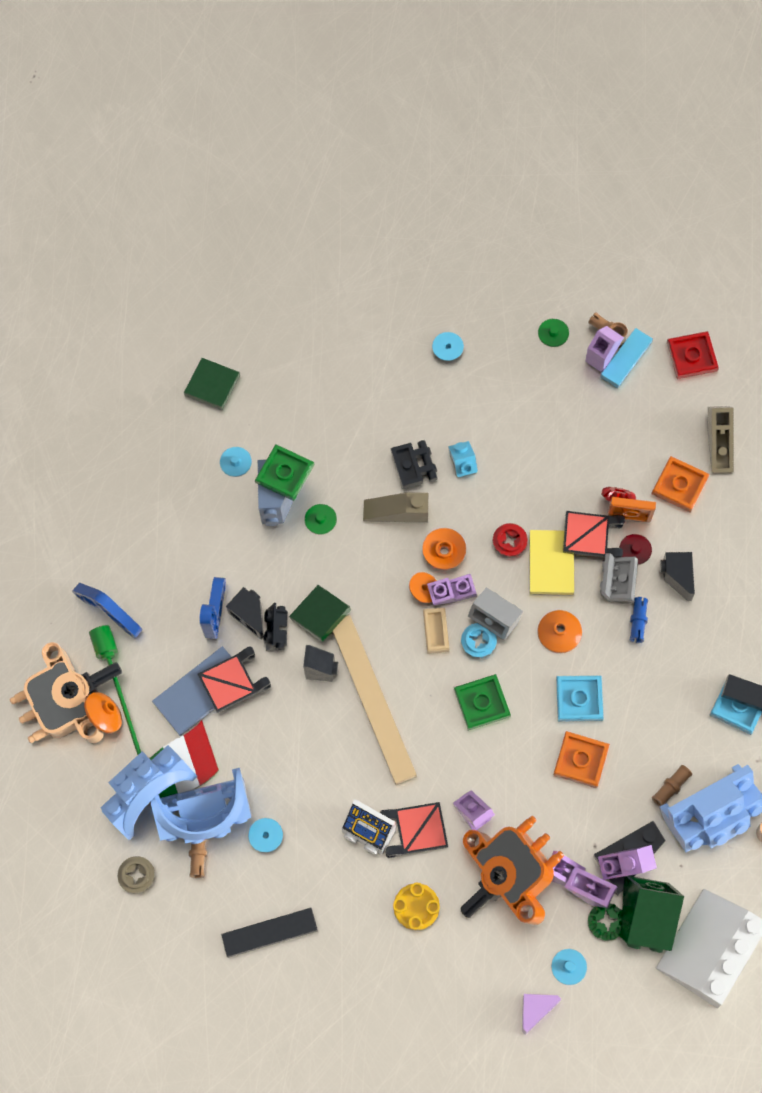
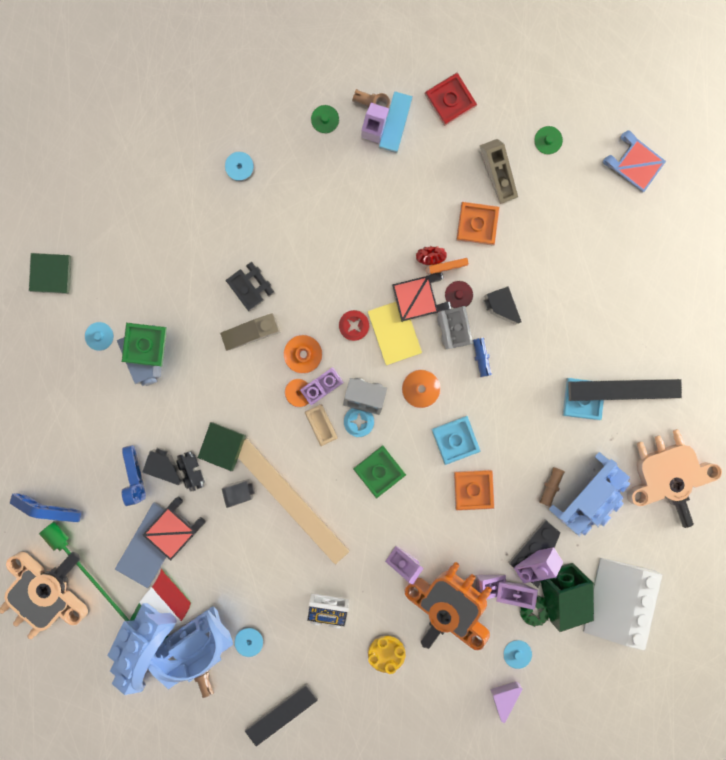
camera: 20 degrees left, 20 degrees up
(103, 712) = (76, 603): orange dish -> none
(129, 866) = (156, 717): dark tan gear -> none
(320, 519) = (190, 361): green piece -> none
(419, 829) = (366, 592): coral flag -> none
(463, 458) = (289, 266): medium azure bracket -> none

